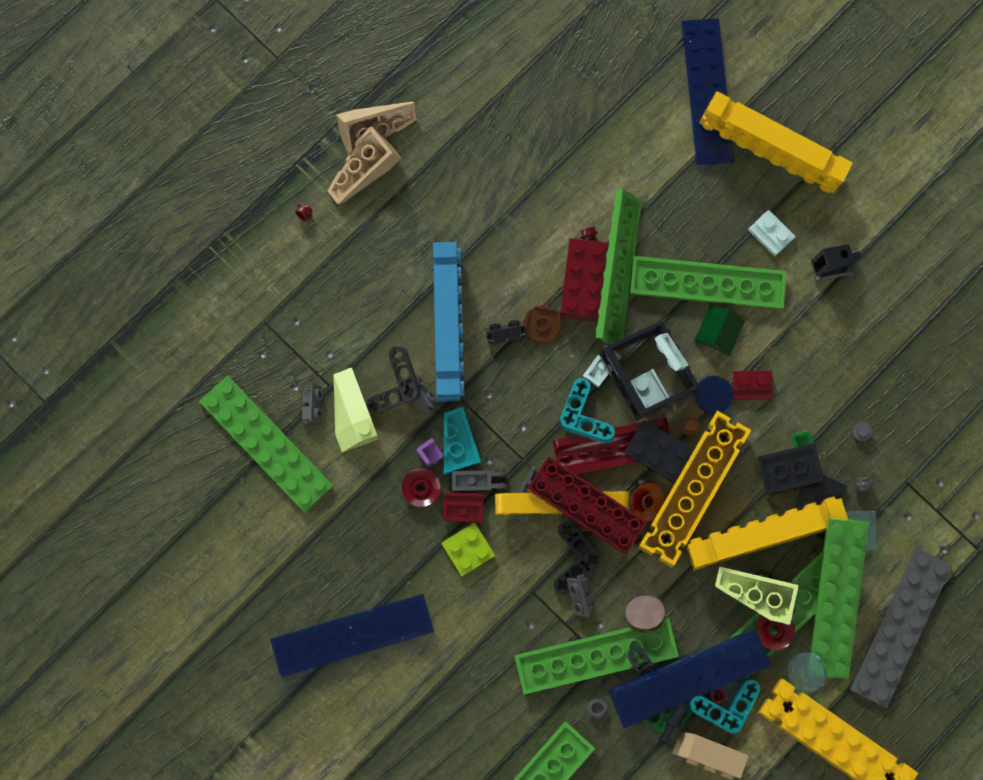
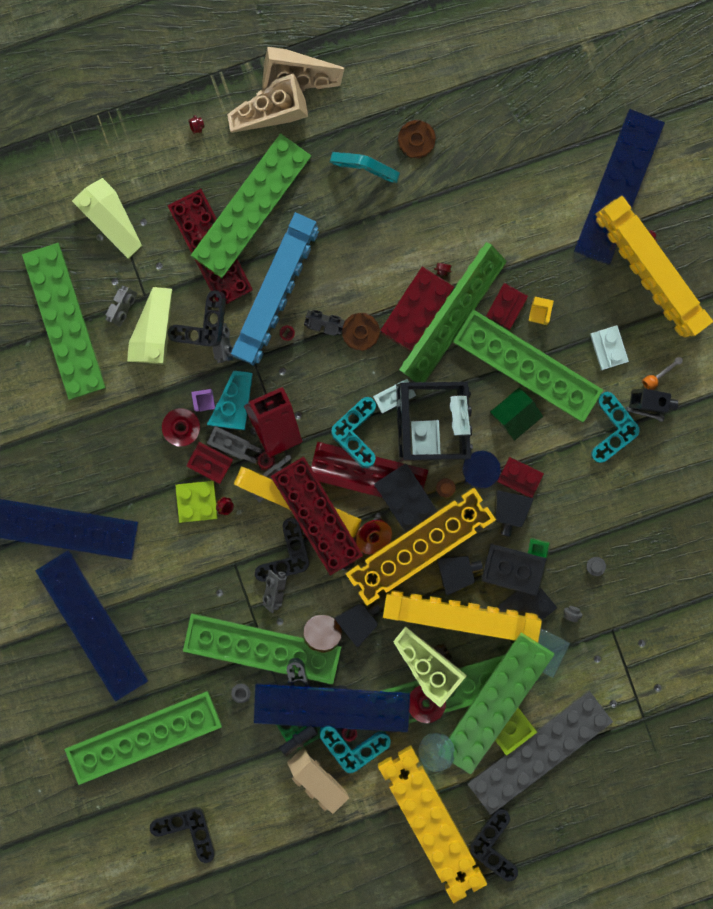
camera: 30 degrees right, 10 degrees up
(256, 326) = (106, 211): none -> yellowish green wedge
(367, 313) = (194, 220): none -> dark red plate
(388, 260) = (251, 206): none -> bright green plate
(426, 712) = (92, 625): none -> clear blue plate
(471, 172) = (364, 162): none -> teal beam
(480, 356) = (289, 336): none -> dark red hinge
(496, 540) = (224, 506): none -> dark red plate
(504, 440) = (274, 421): none -> dark red slope
(507, 133) = (416, 139): none -> reddish brown tile
(514, 476) = (264, 466): none -> dark red plate
(662, 239) = (506, 306): none -> dark red plate
(673, 586) = (359, 621): none -> black torso
(694, 229) = (540, 310): none -> yellow panel
(740, 497) = (457, 572): none -> black torso
(759, 417) = (511, 510): none -> black torso
(817, 296) = (620, 425): none -> teal beam
(826, 242) = (651, 381): none -> hinge
(869, 619) = (515, 732): none -> lime plate
(901, 743) = (489, 851): none -> black beam

